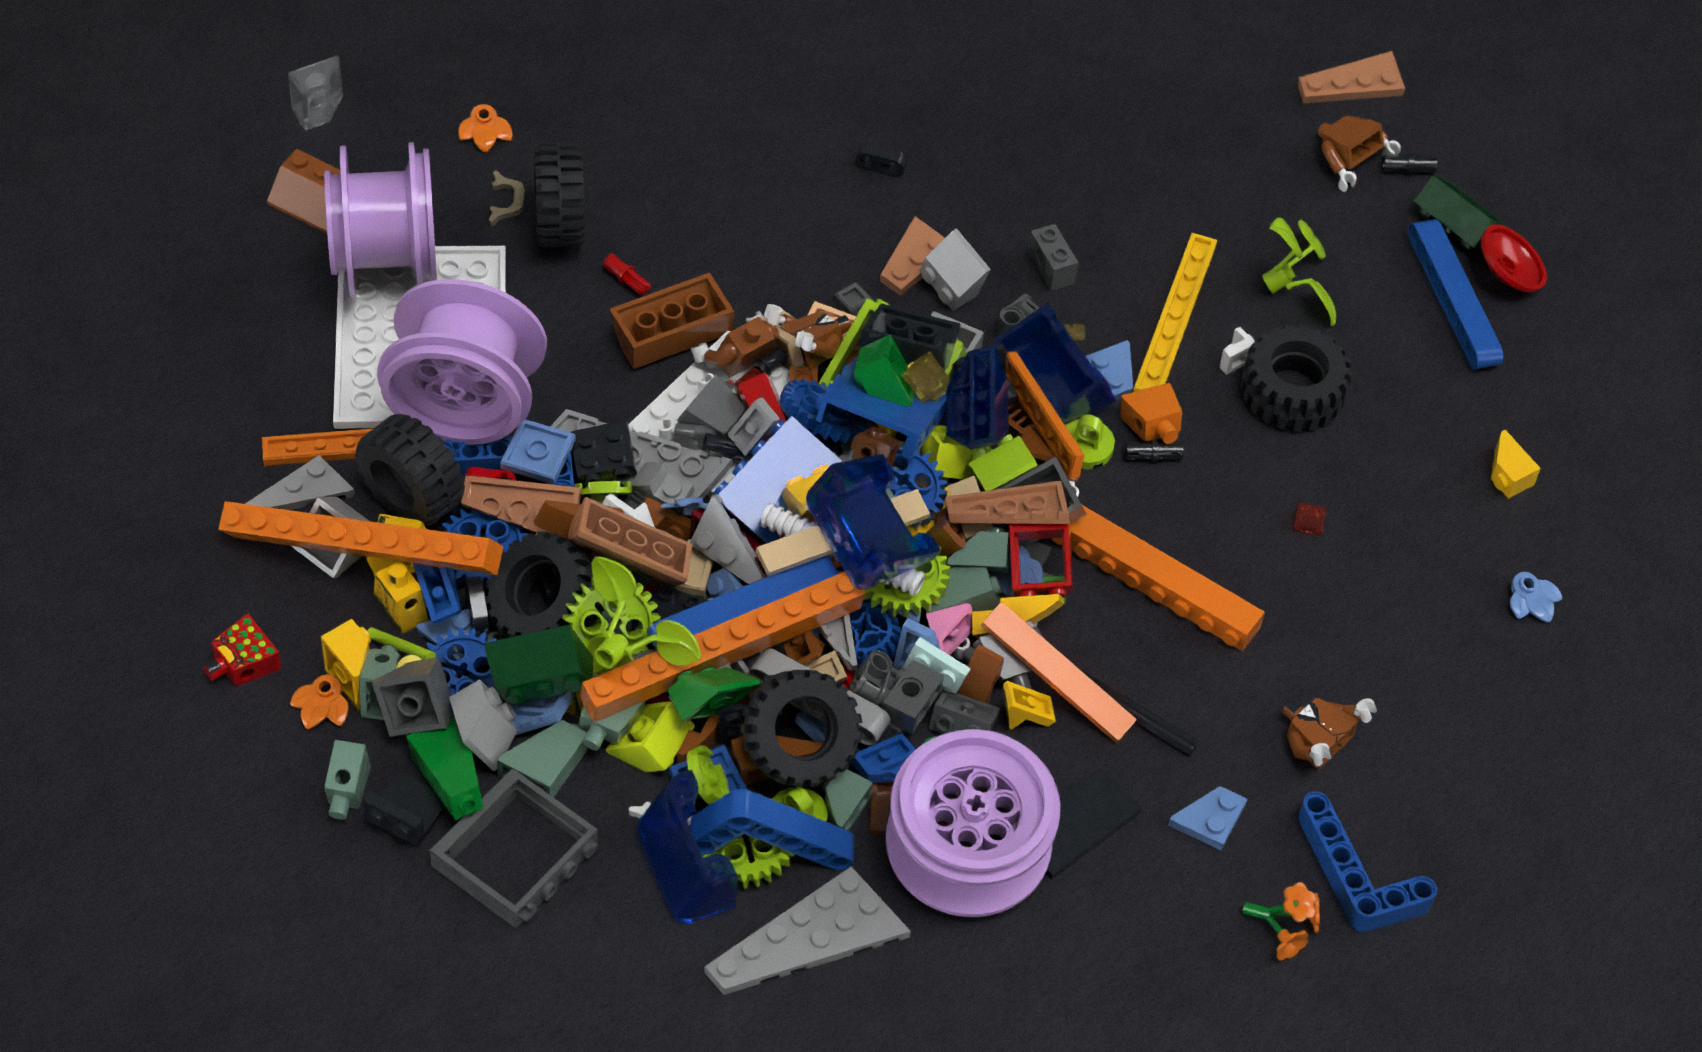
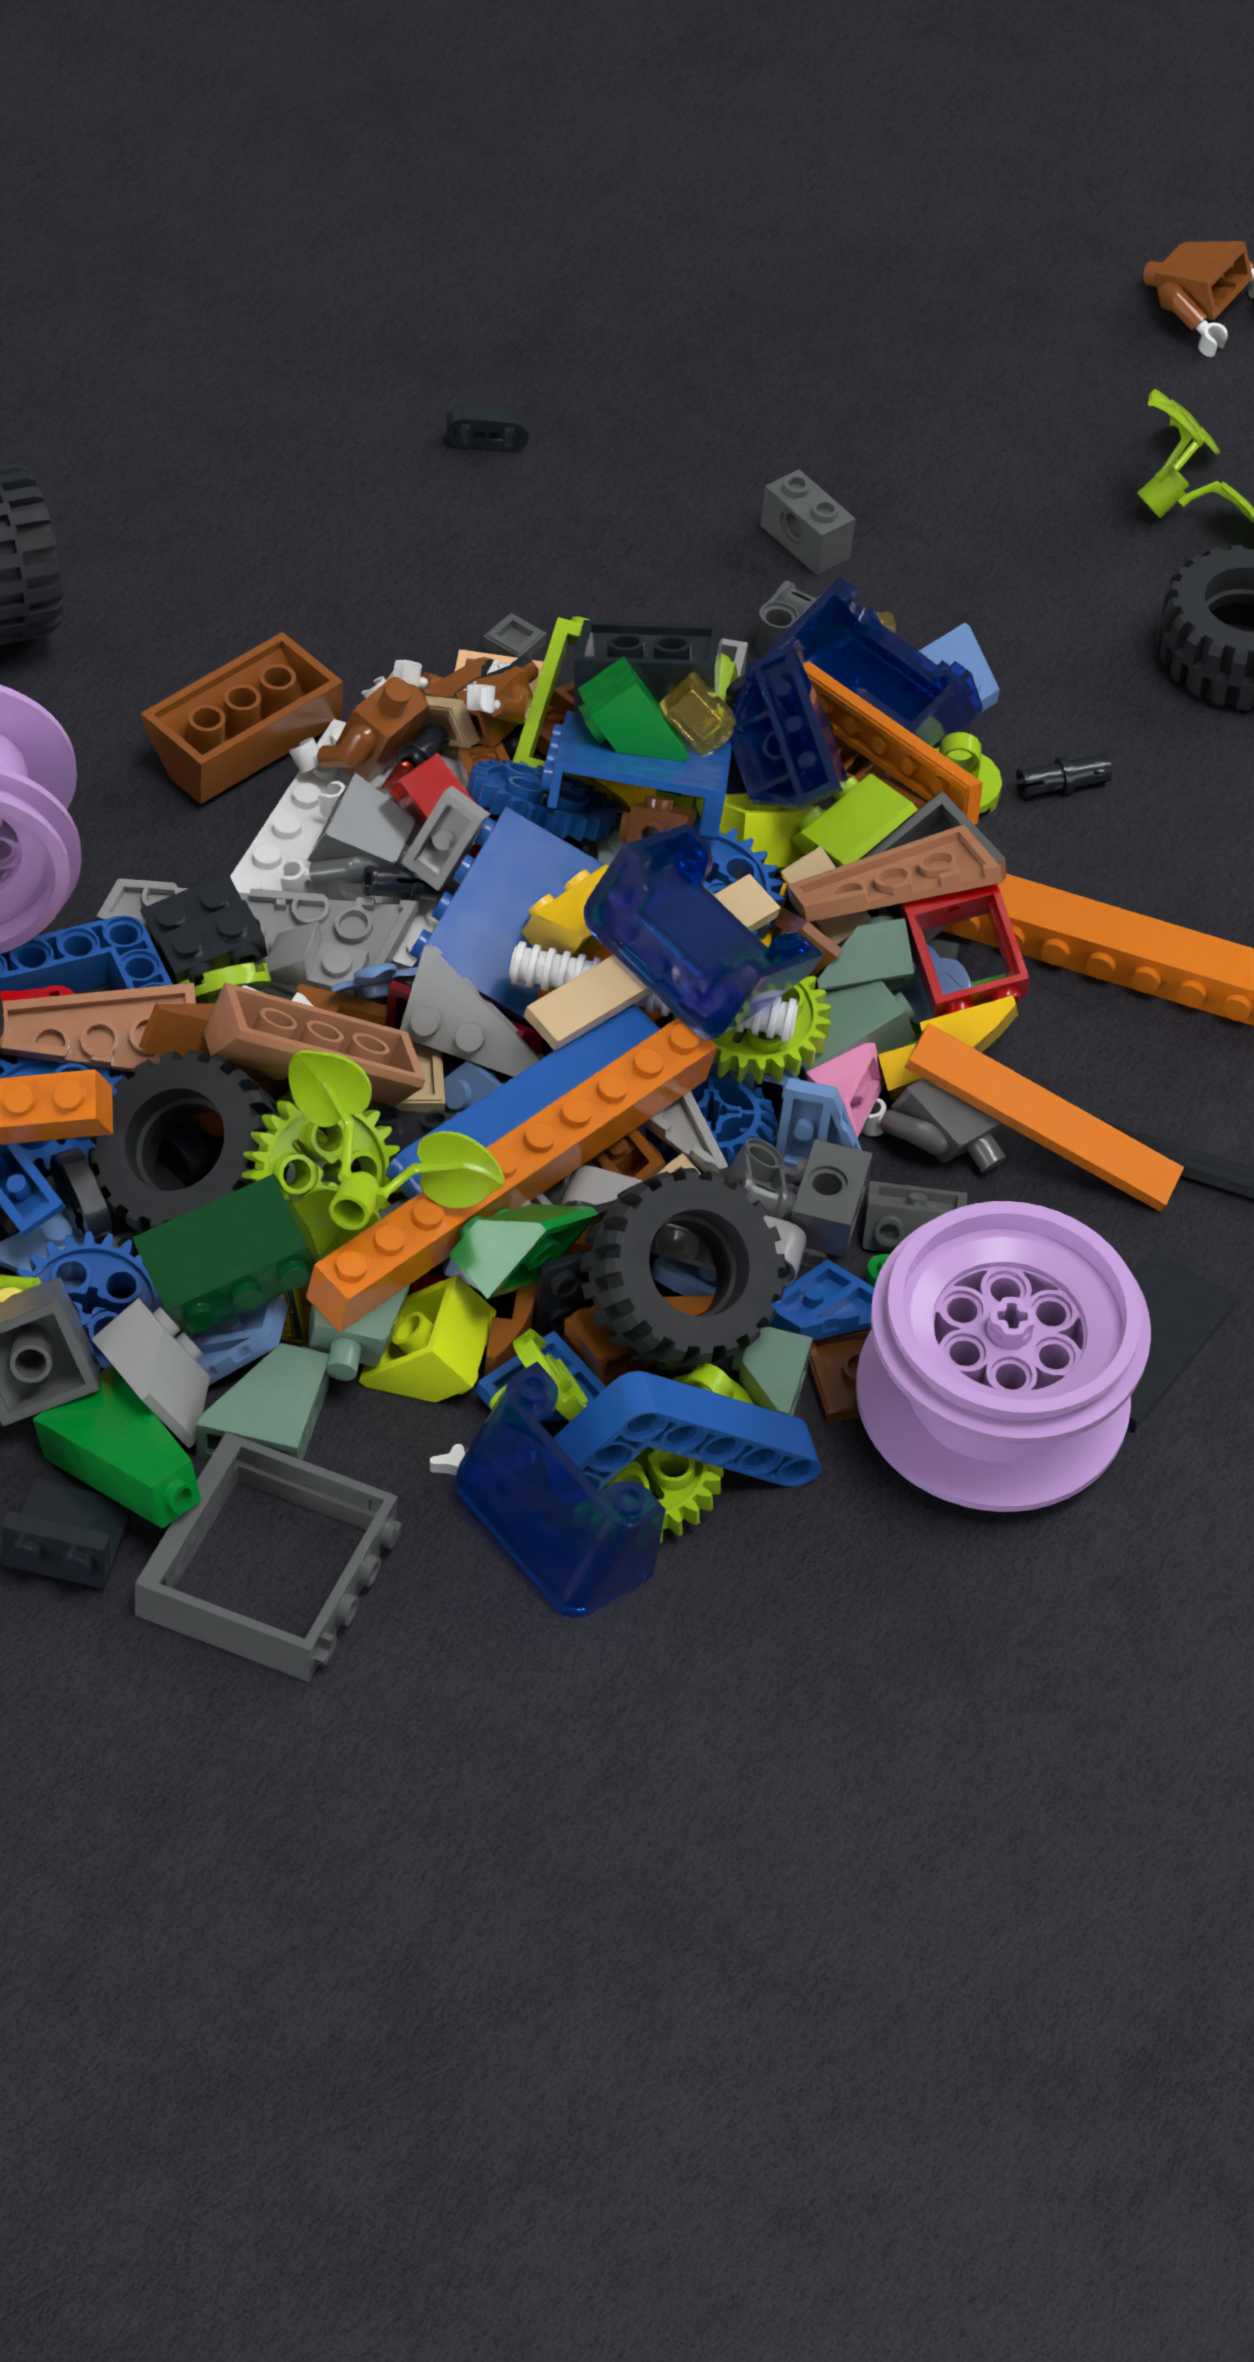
camera: 15 degrees left, 5 degrees down
(538, 451) = (99, 946): medium blue tile -> none
(626, 274) = (140, 665): red axle -> none
(815, 931) = (793, 1583): light grey wing -> none
(904, 265) = (590, 560): nougat wing -> none
(941, 662) = (858, 1133): light aqua wing -> none
(955, 270) = (668, 562): light grey slope -> none
(984, 673) = (926, 1143): dark orange slope -> none
(1027, 704) = (1007, 1177): yellow slope -> none
(1153, 413) = (1045, 718): orange torso -> none
(1176, 312) = (1023, 580): yellow tile -> none
(1236, 353) = (1140, 608): white bracket -> none
(1356, 80) = (1170, 196): nougat wing -> none

